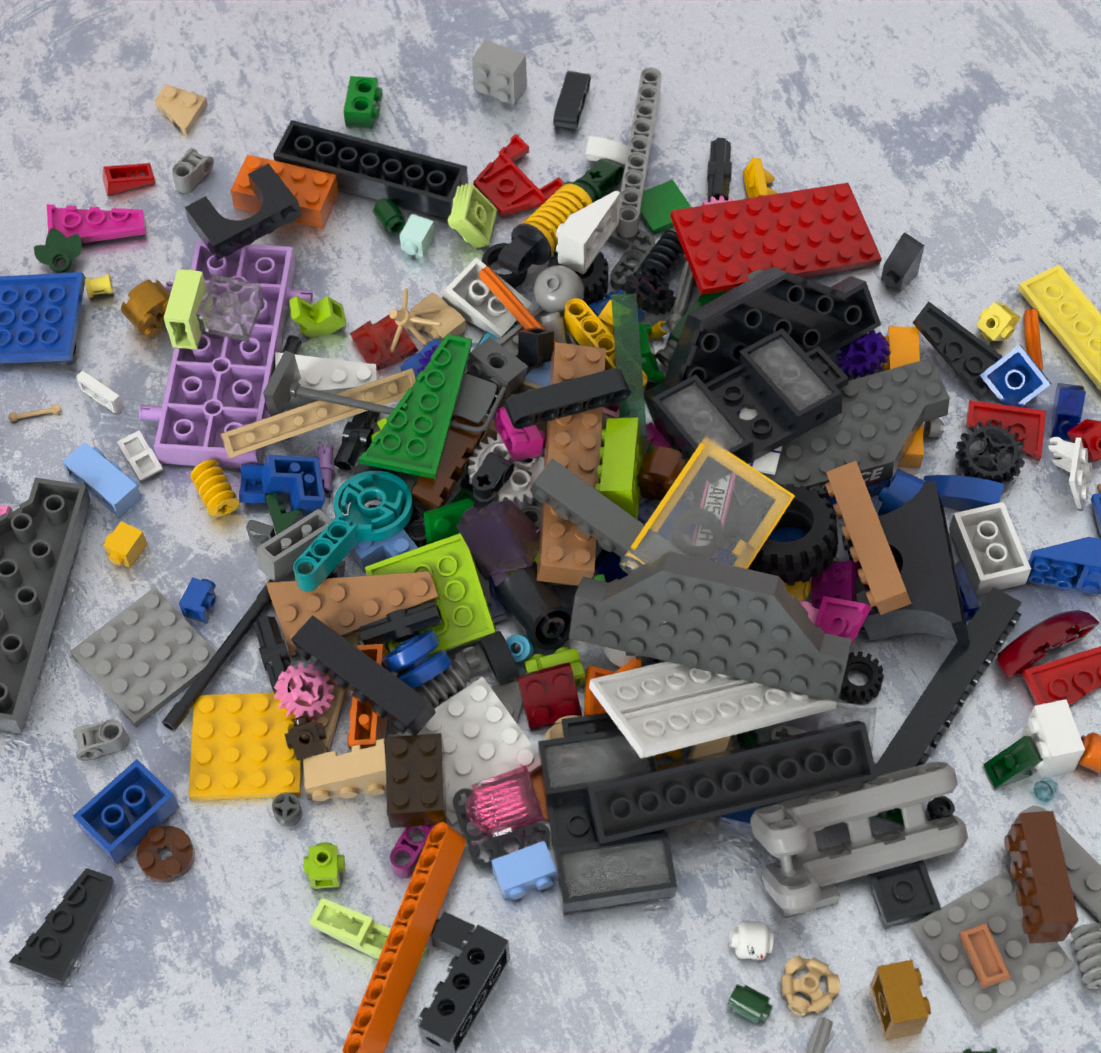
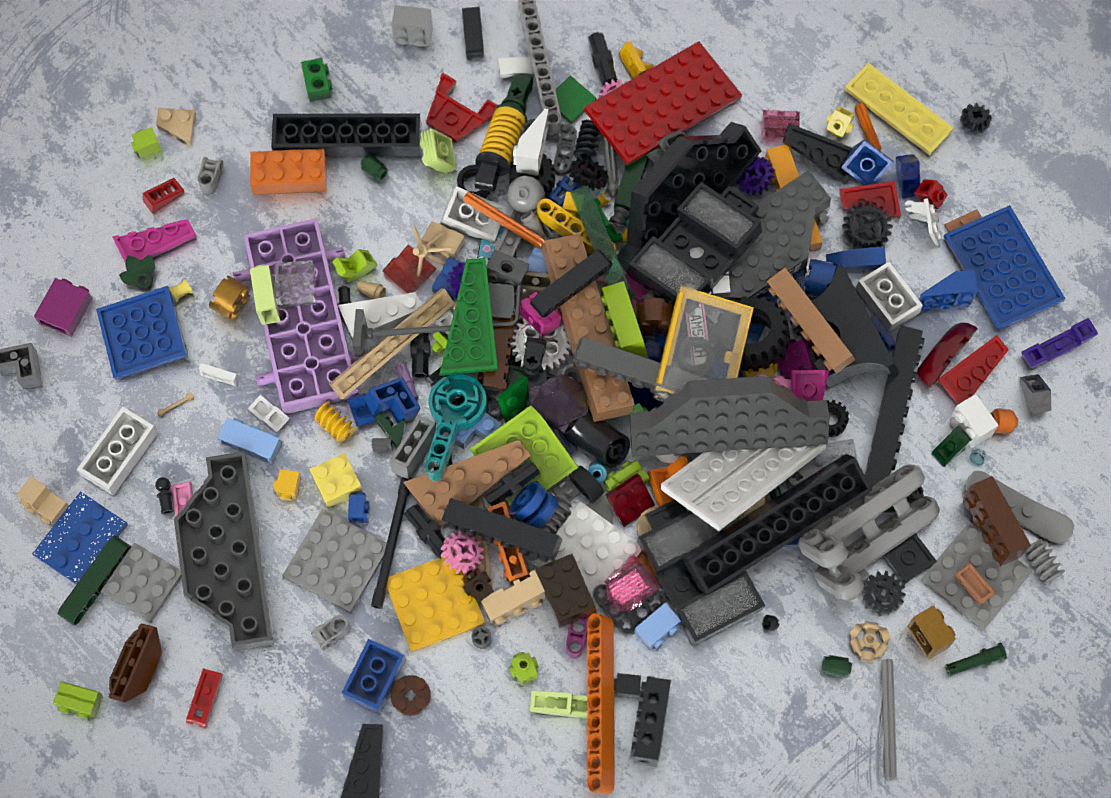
camera: 20 degrees left, 10 degrees up
(133, 115) = (145, 142): none -> lime brick
(184, 555) = (335, 480): none -> light yellow brick
(226, 235) = (265, 226): black arch -> none
(327, 349) = (371, 290): none -> tan cone
(417, 235) = (401, 178): light aqua brick -> none
(535, 346) = (526, 244): black brick -> none
(680, 916) = (770, 623): none -> black hinge
(752, 940) = (823, 623): white head -> none
(859, 935) = (876, 588): none -> black gear
(903, 263) = (759, 95): black slope -> none
(912, 298) = (775, 122): none -> clear pink brick

